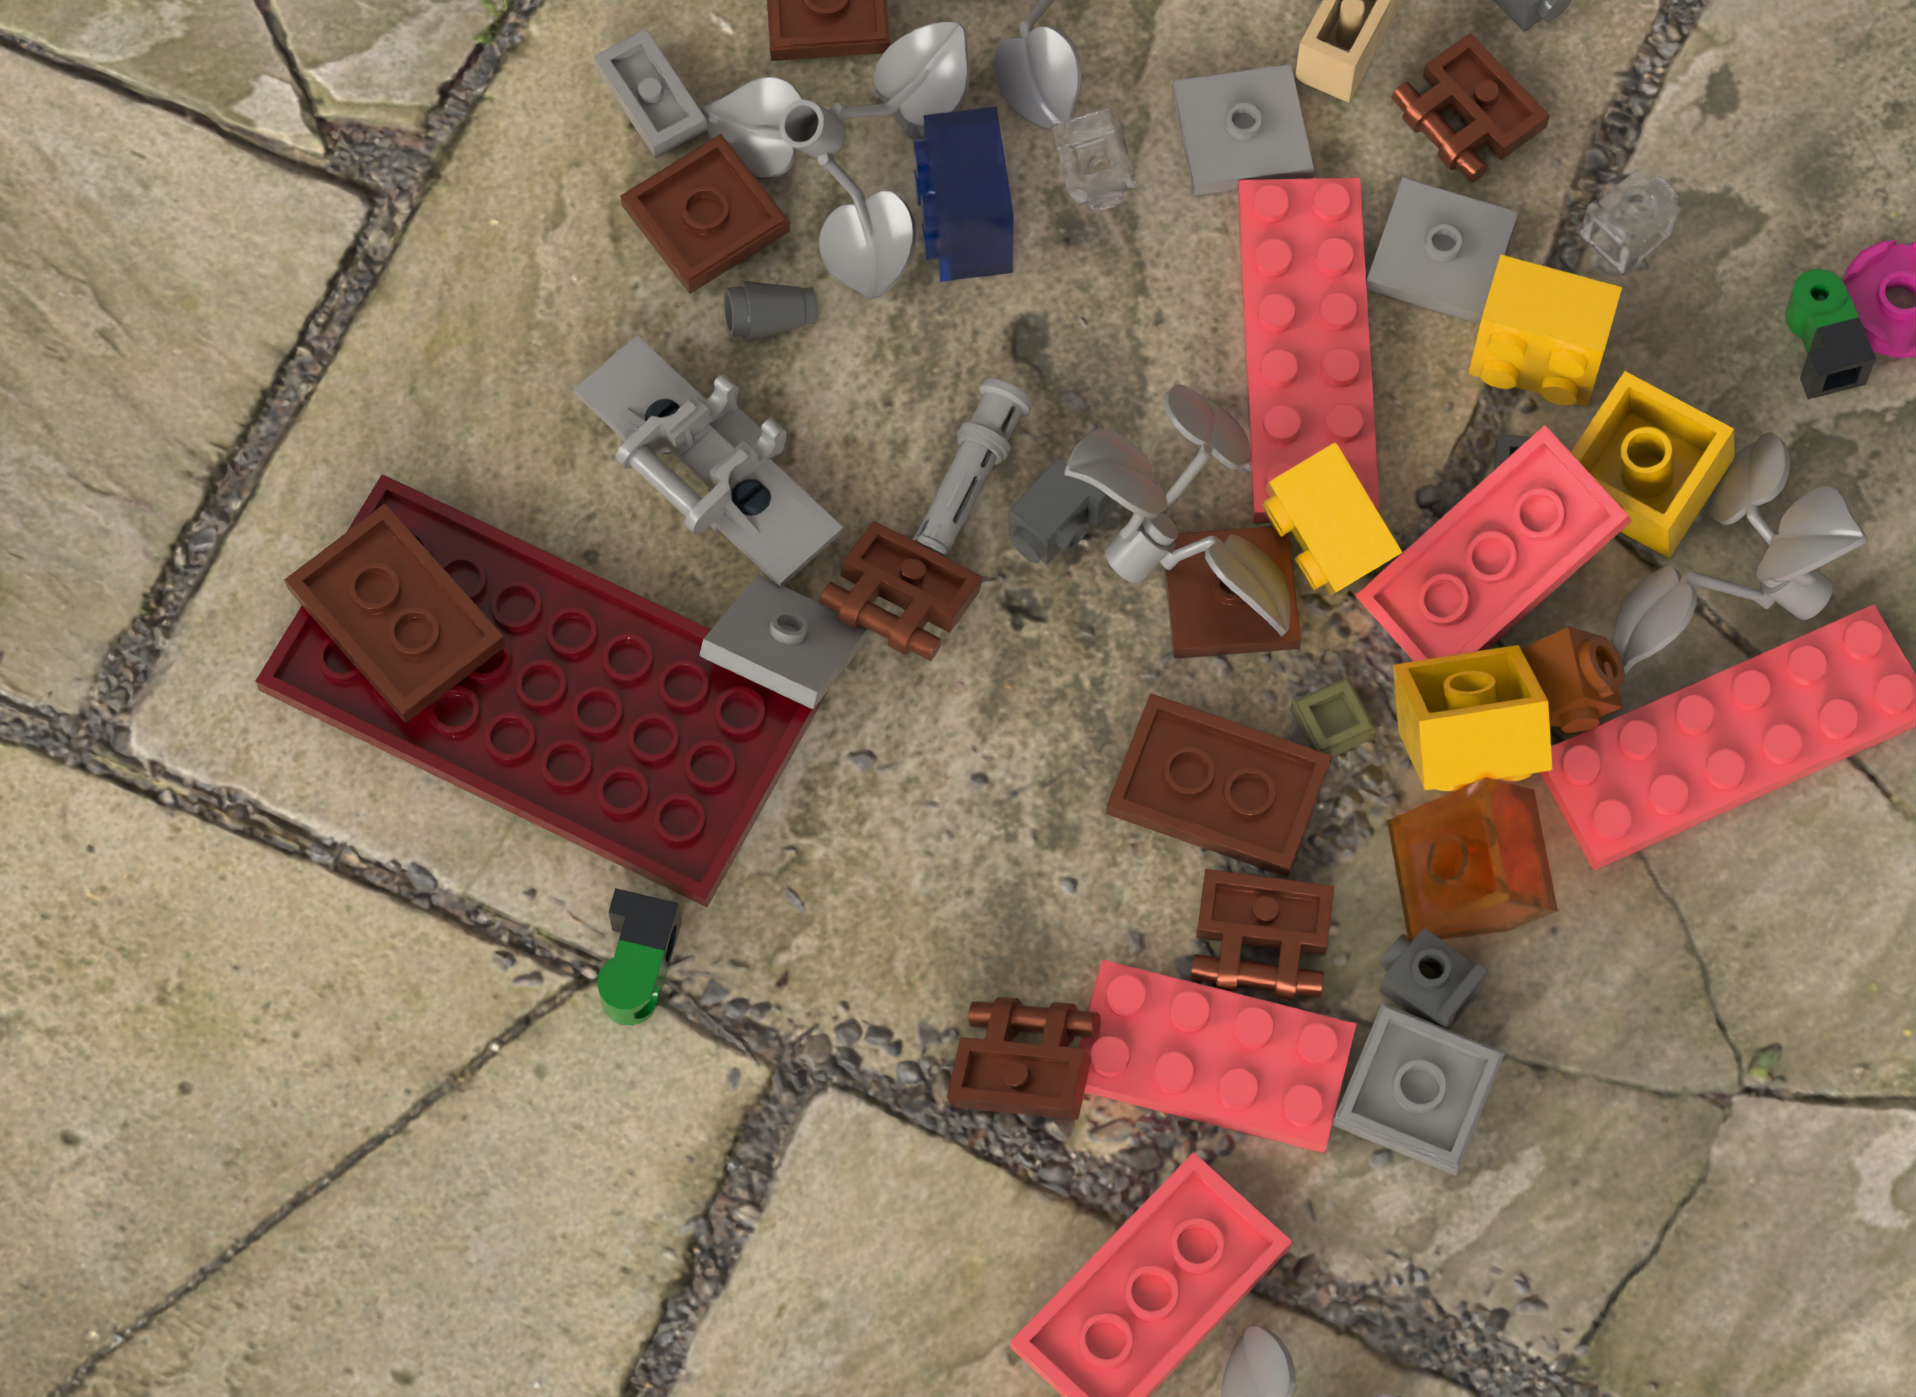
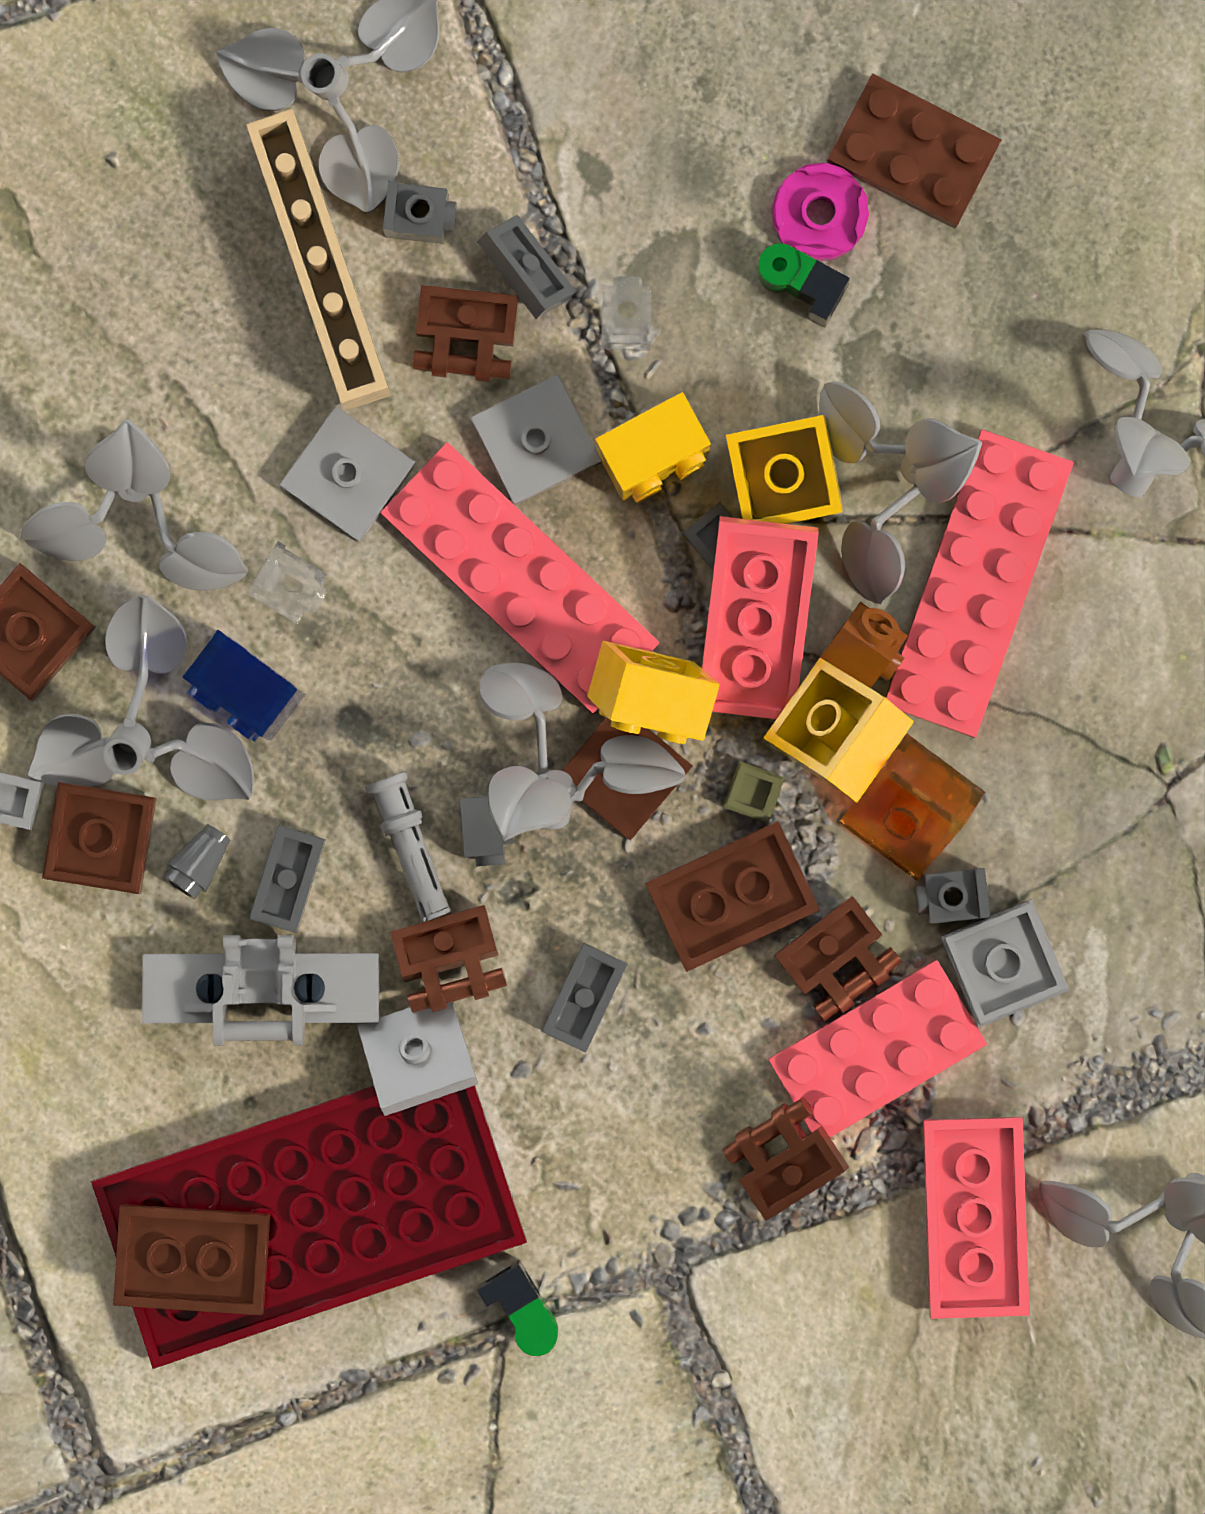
camera: 45 degrees left, 20 degrees up
(832, 395) = (287, 879): none -> dark grey plate
(988, 743) = (584, 997): none -> dark grey plate
(1581, 102) = (526, 266): none -> dark grey plate

